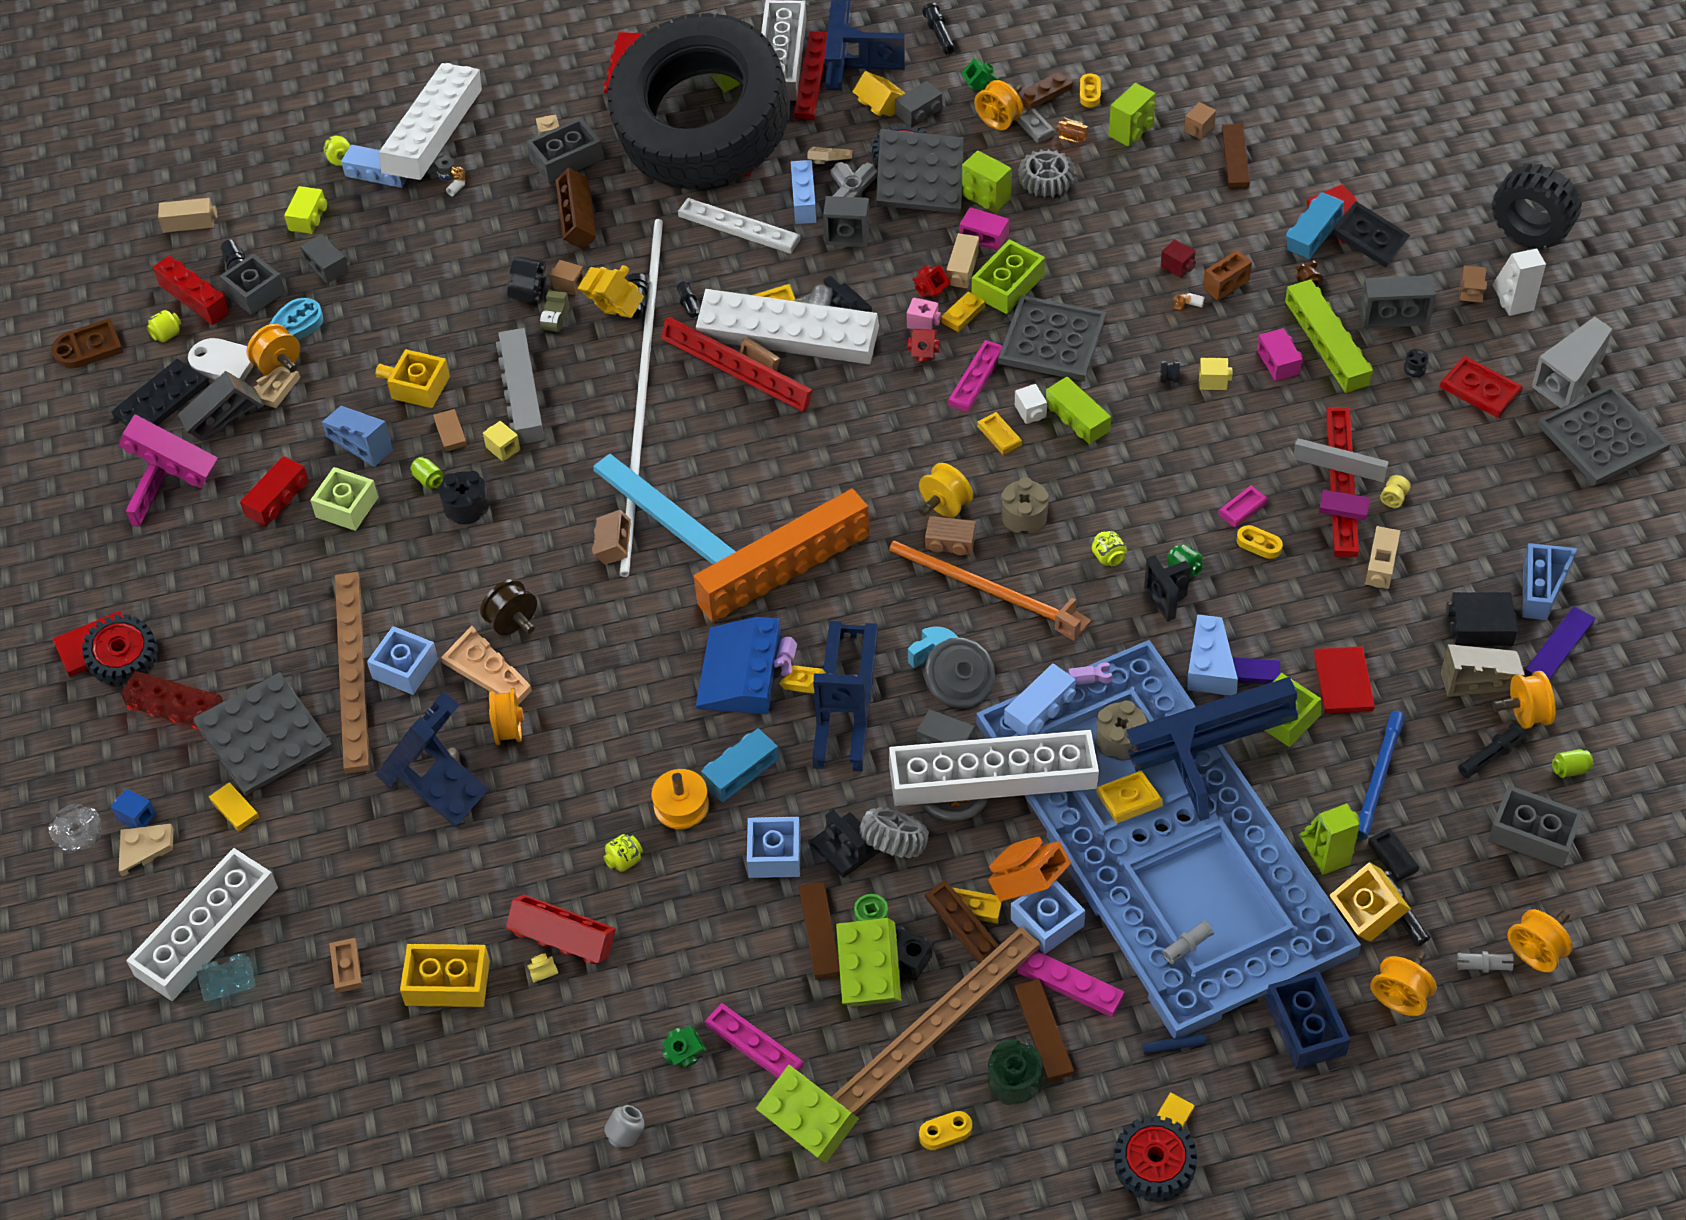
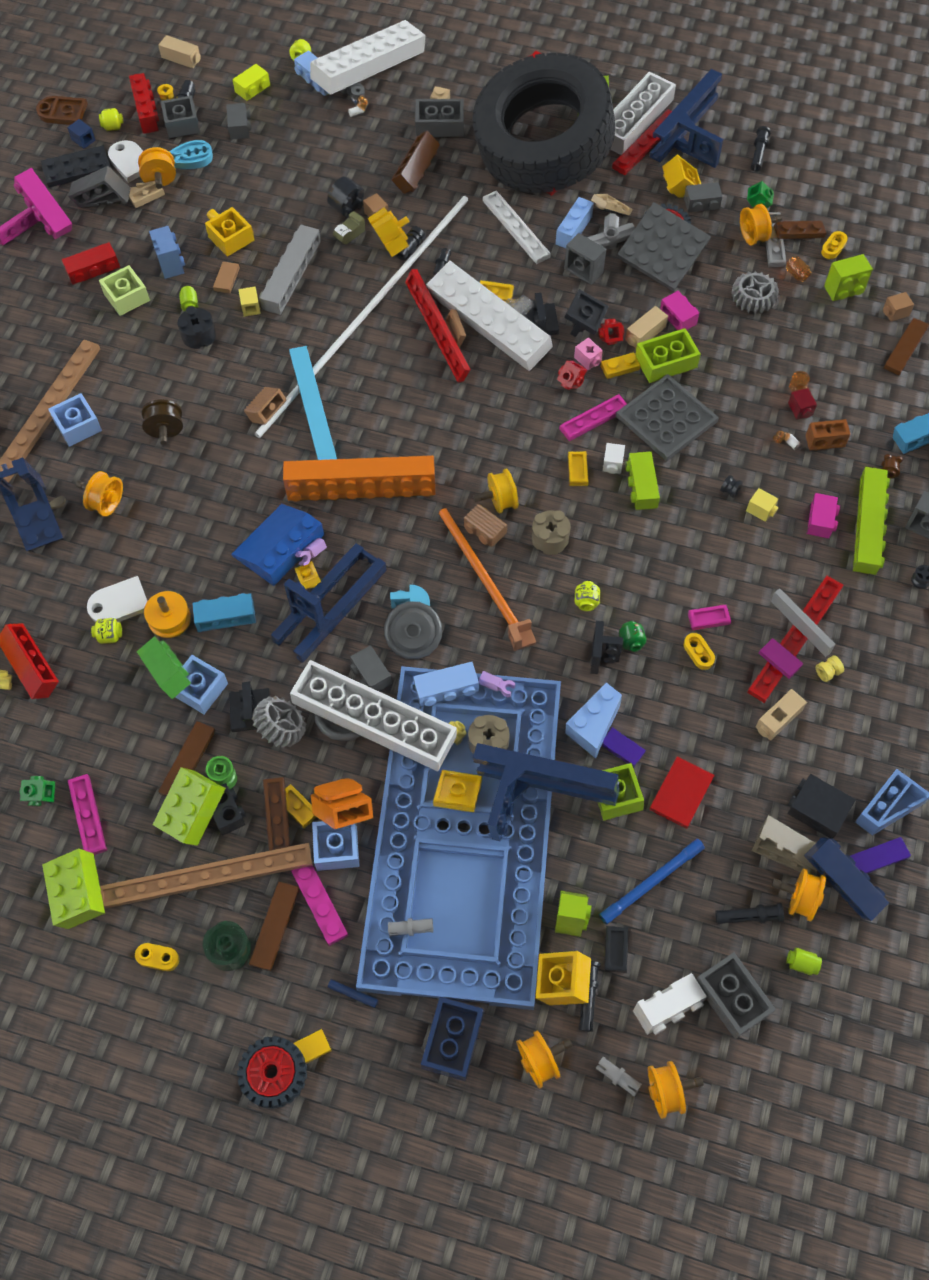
camera: 30 degrees right, 10 degrees up
(139, 358) = (81, 133): none -> dark blue brick
(210, 266) = (165, 95): none -> yellow bush
(481, 664) = (124, 452): light nougat wing -> none
(609, 816) = (118, 600): none -> white tile
(729, 844) = (164, 667): none -> bright green brick
(892, 275) = (585, 313): none -> black bracket
(986, 181) = (704, 277): lime brick -> none
(1158, 239) = (797, 378): none -> clear orange wheel
(1482, 871) = (669, 1004): none -> white wedge
(1561, 665) = (846, 878): none -> dark blue brick

